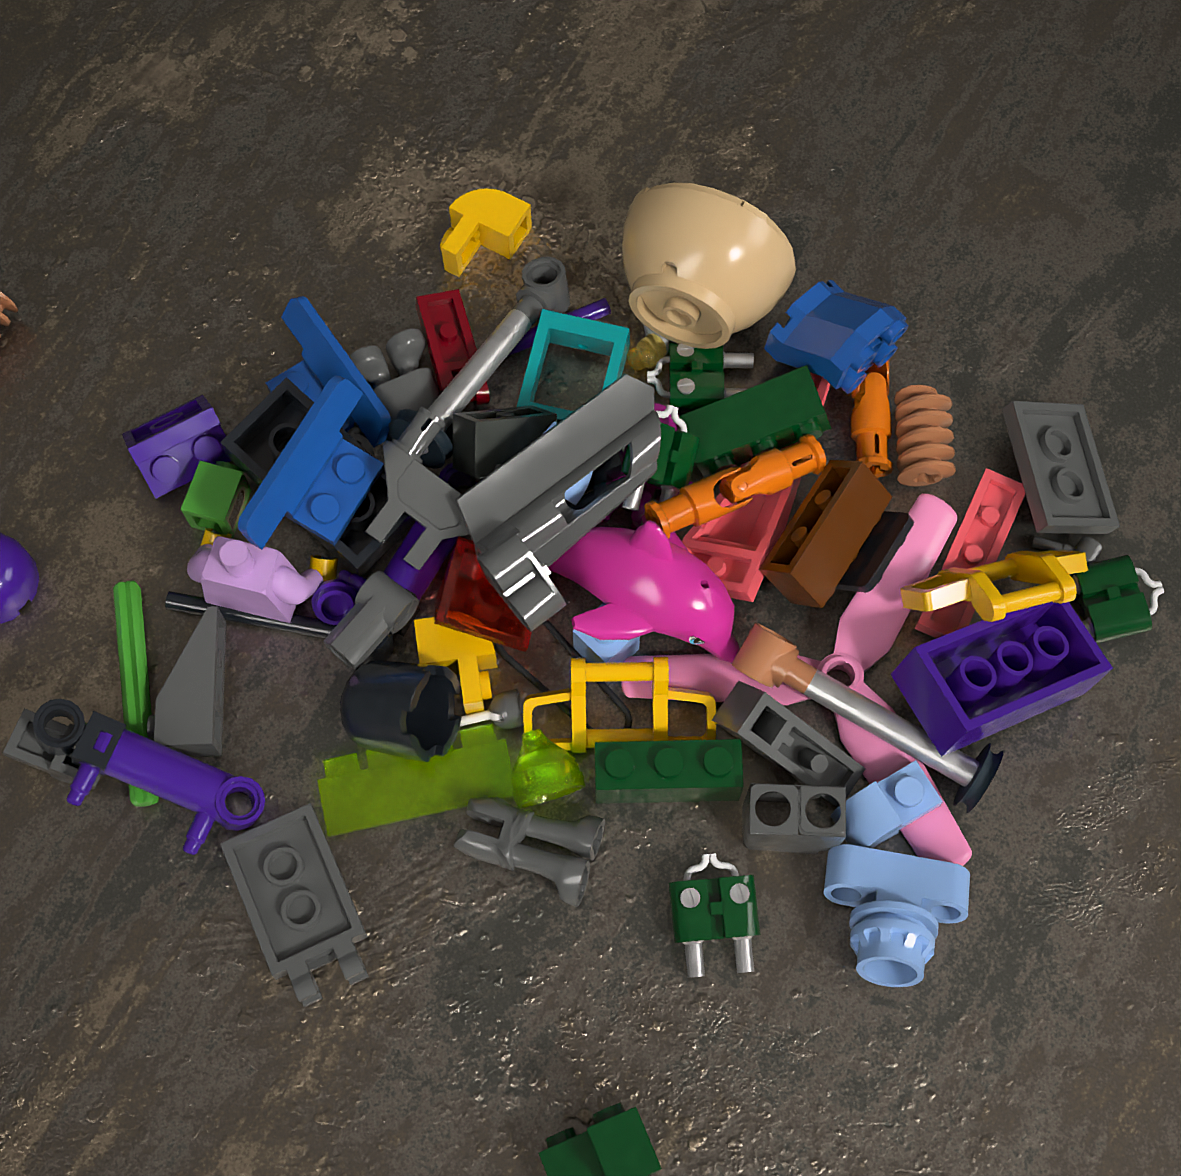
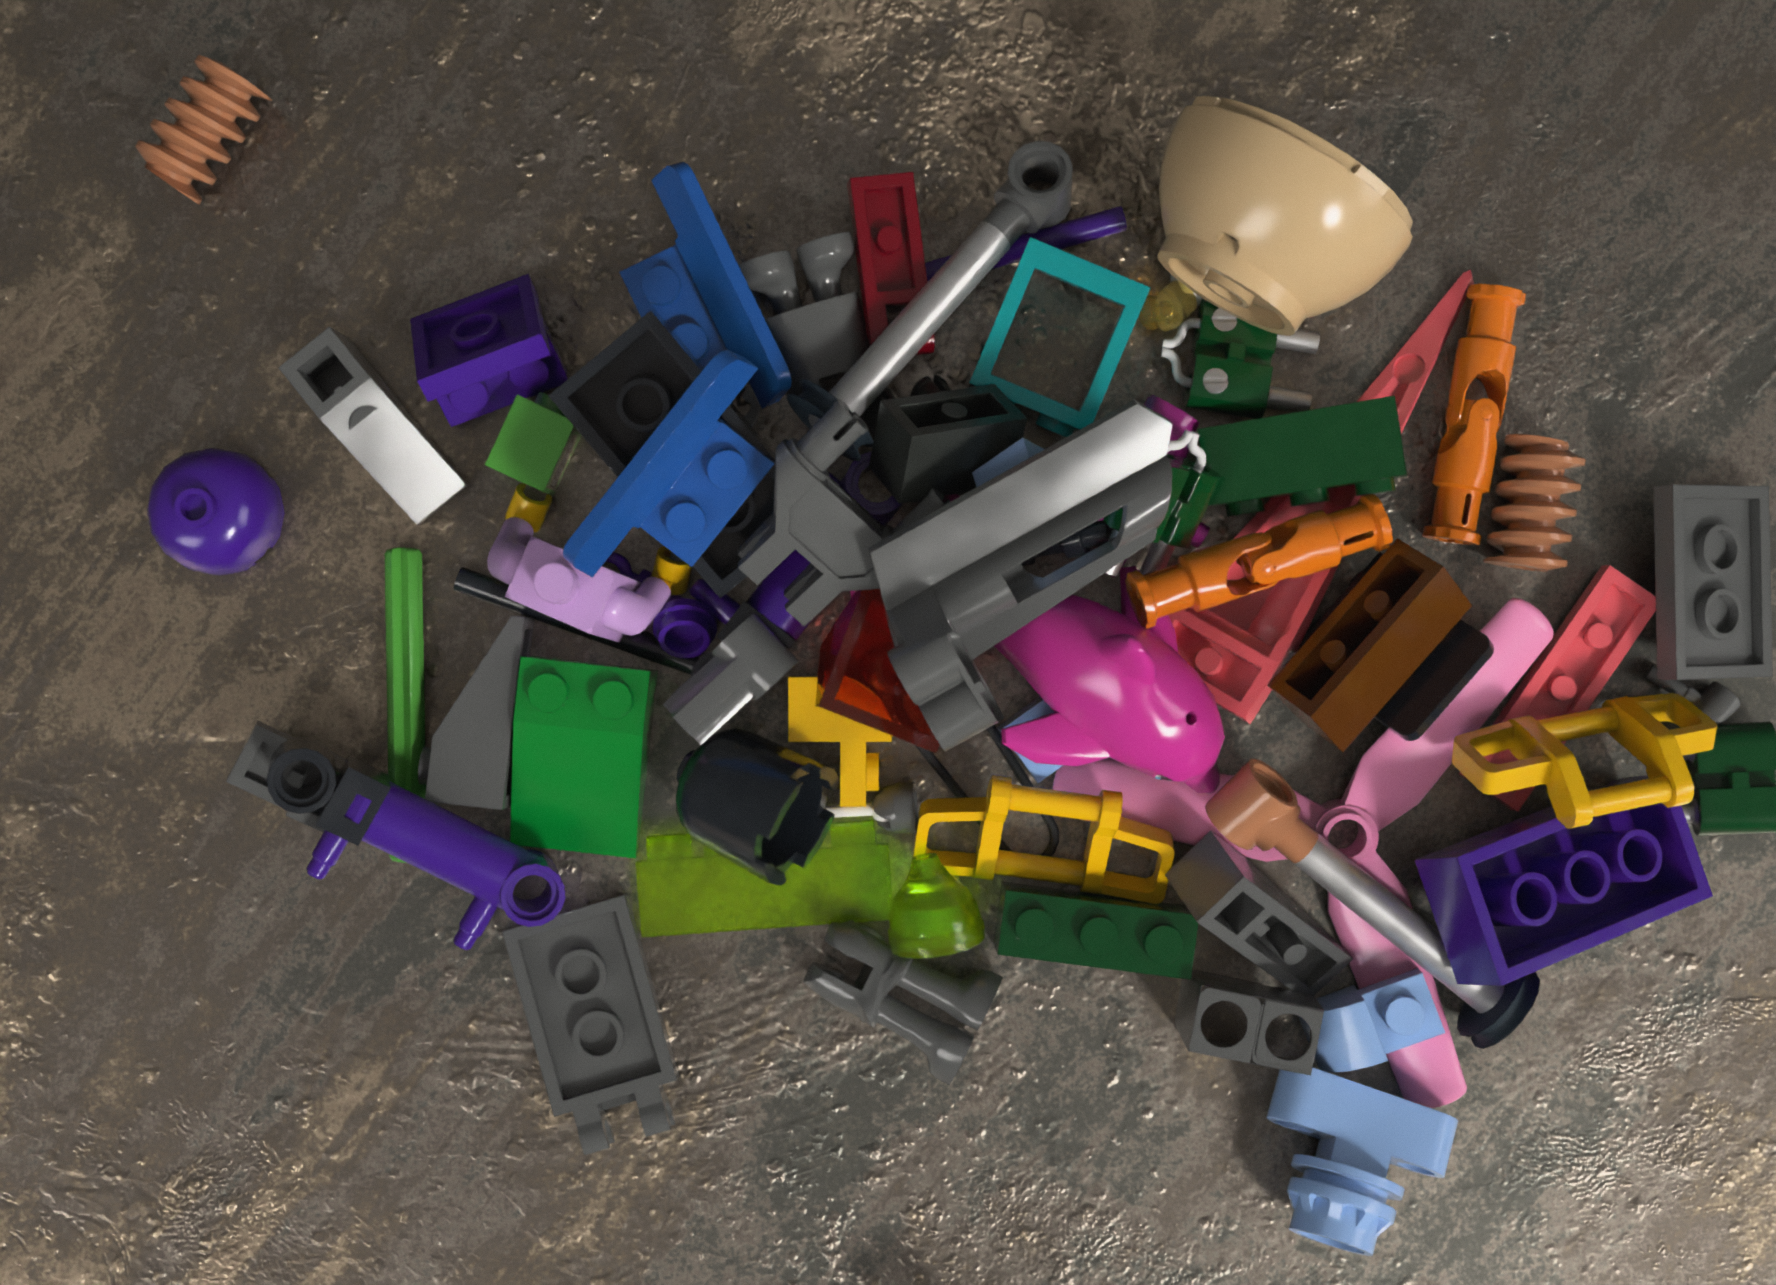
camera: 10 degrees right, 20 degrees up
(99, 498) = (372, 424): none -> slope
(268, 703) = (580, 755): none -> green slope
(484, 219) = (963, 51): yellow brick -> none
(714, 911) = (1123, 1115): dark green piece -> none
(837, 335) = (1448, 350): blue brick -> none

